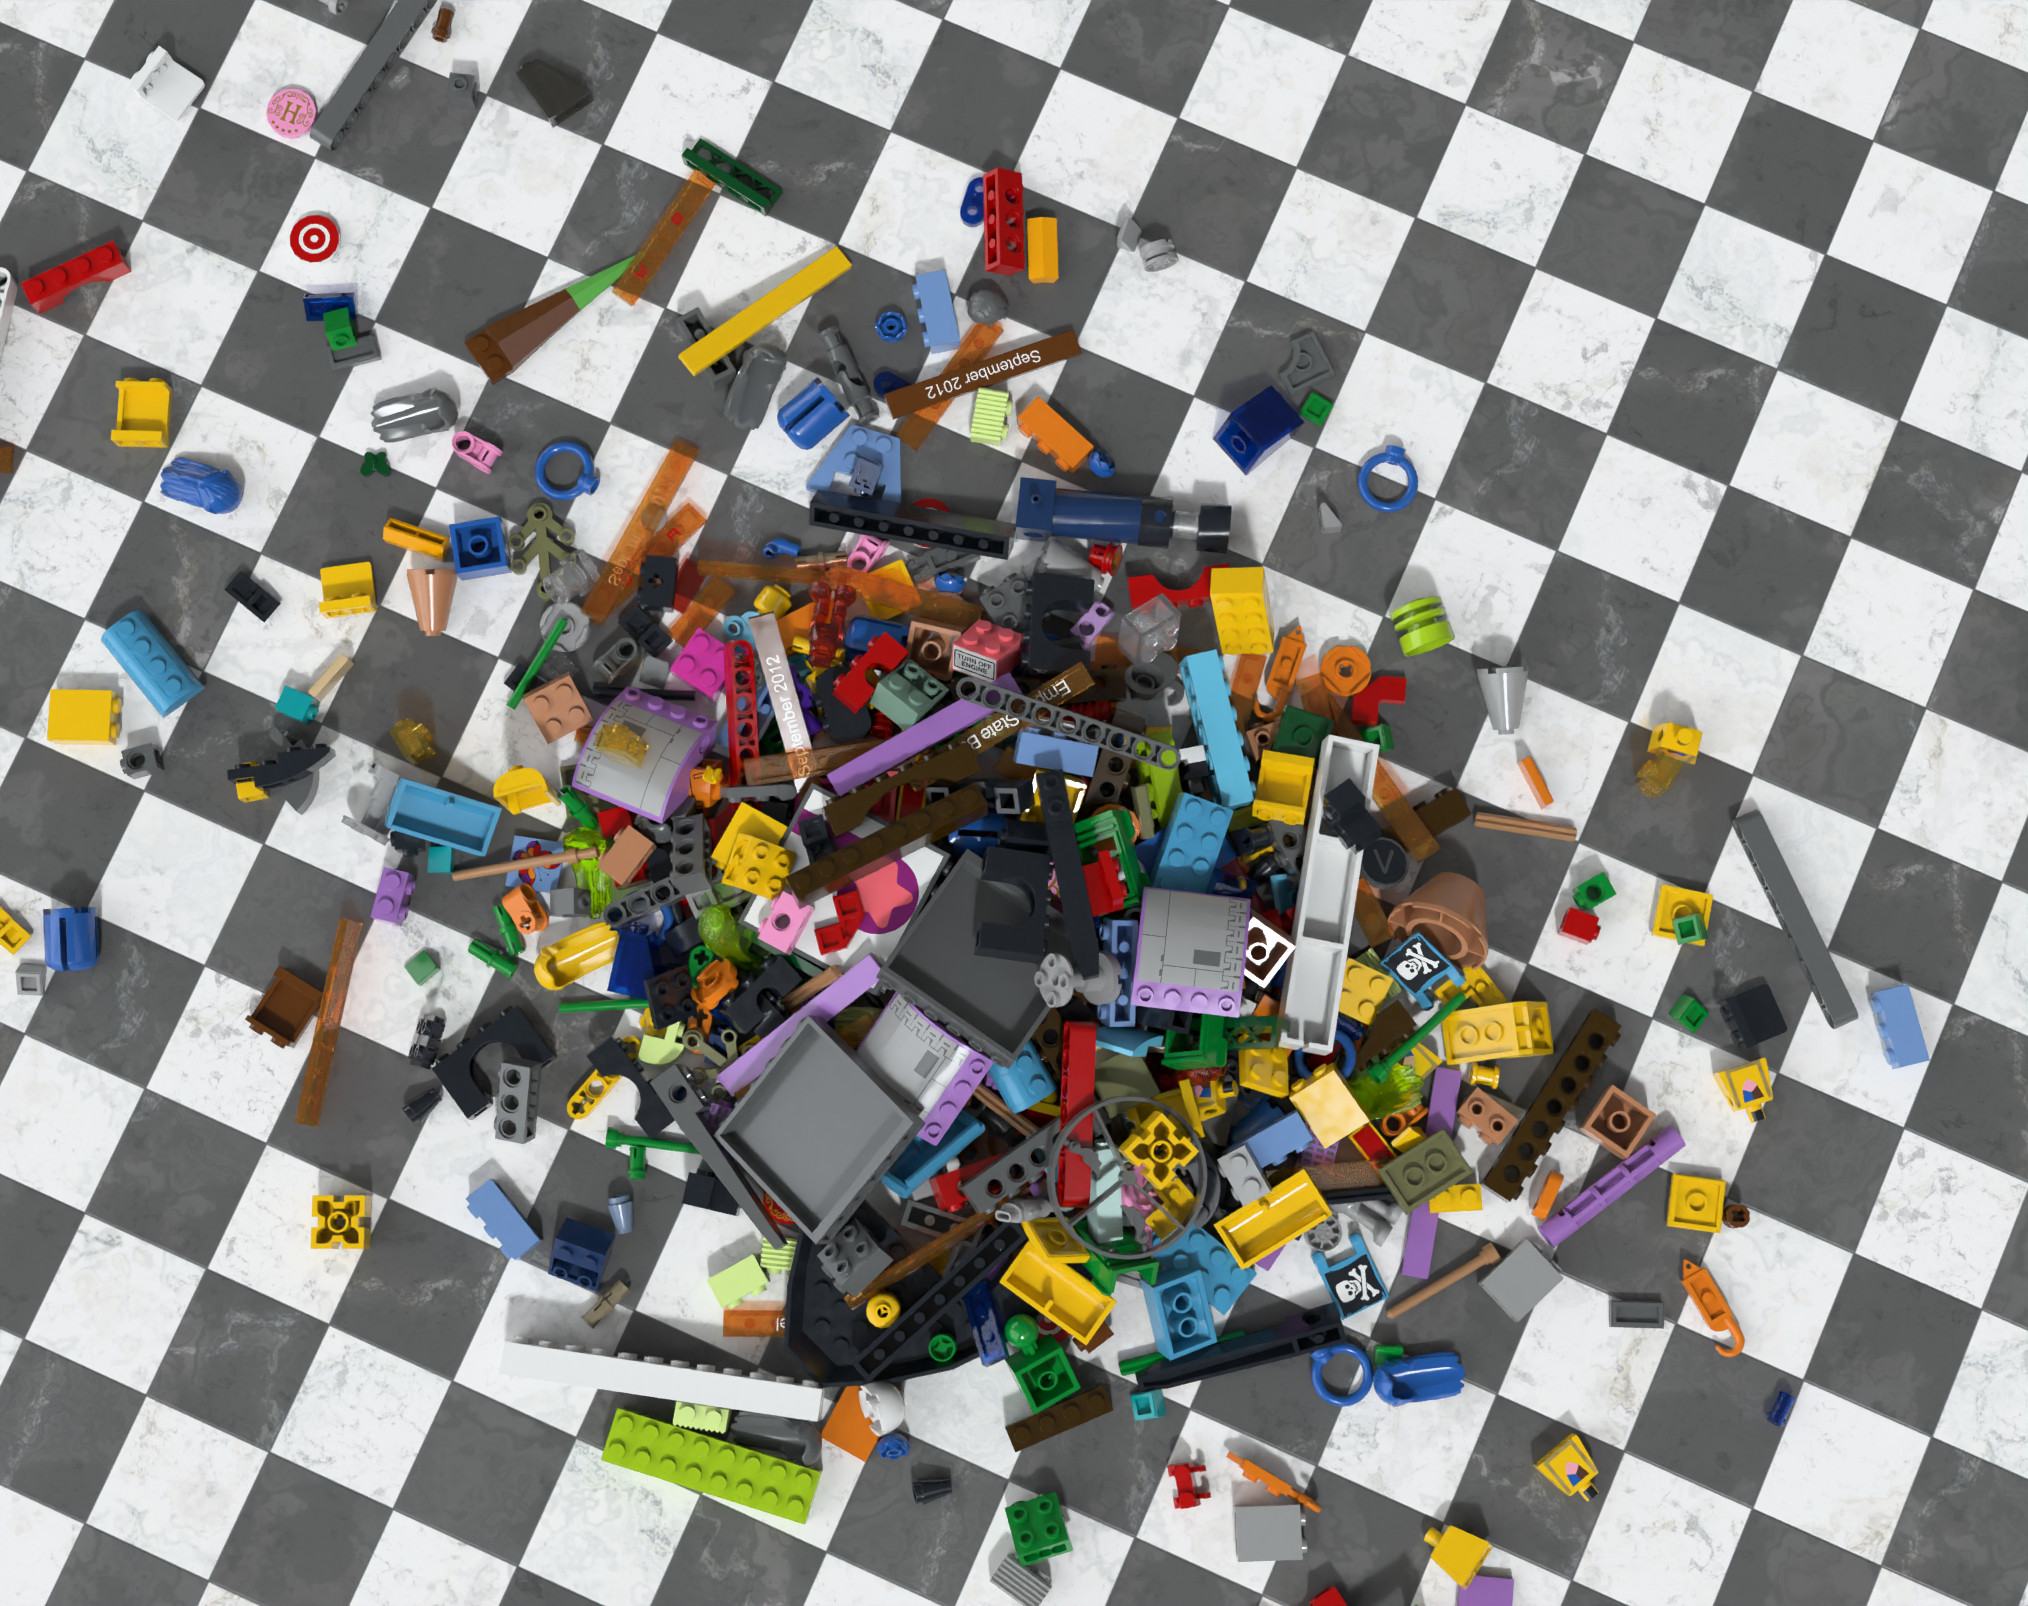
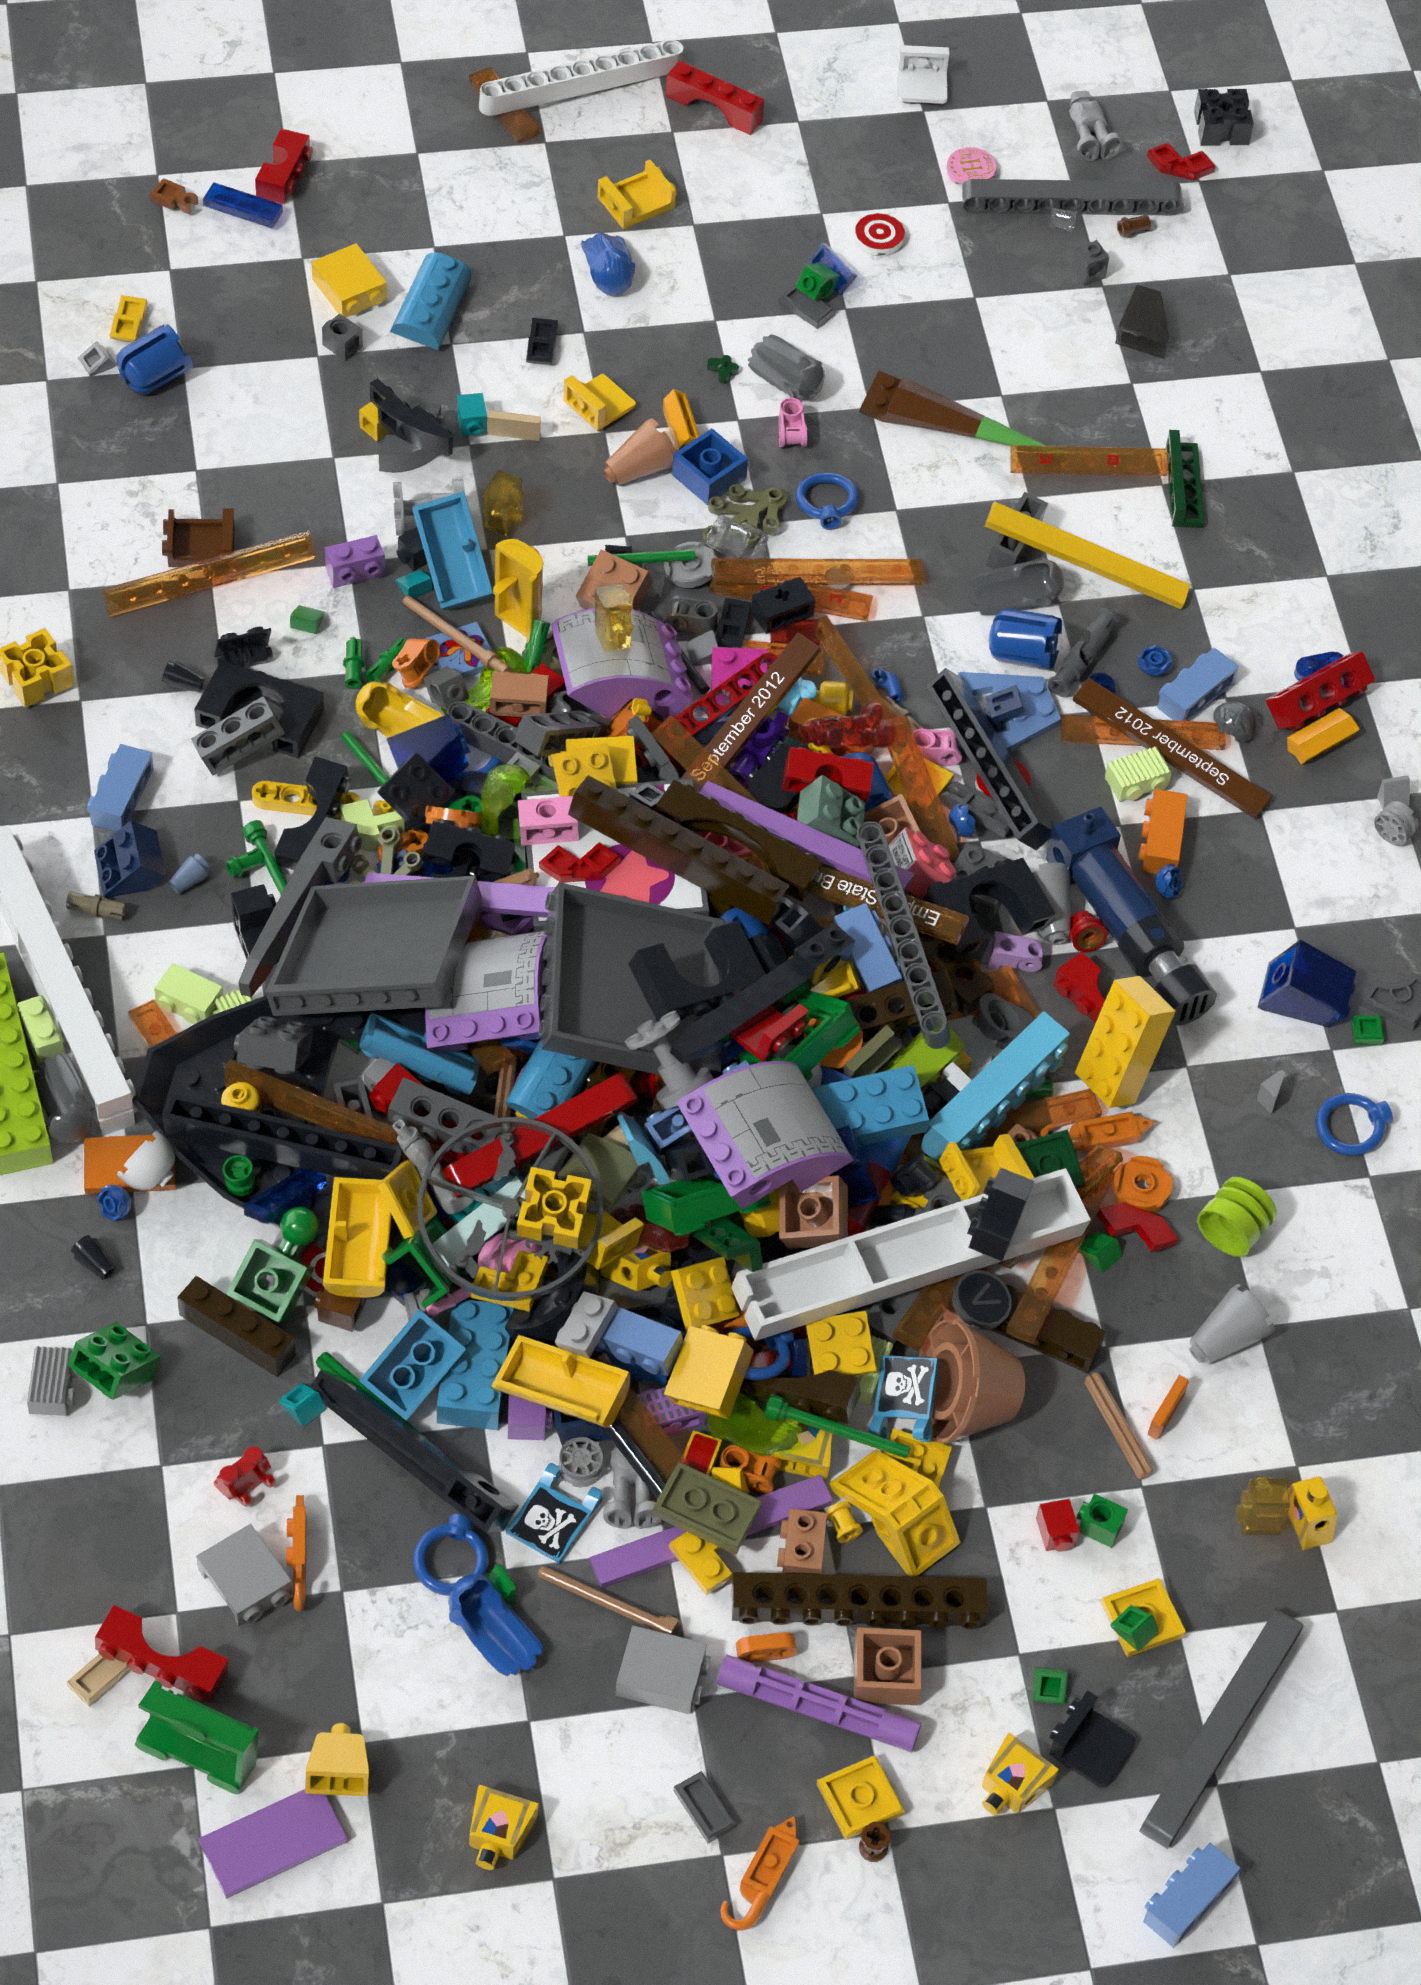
camera: 50 degrees right, 25 degrees down
(1149, 630) = (1046, 986): clear brick -> none

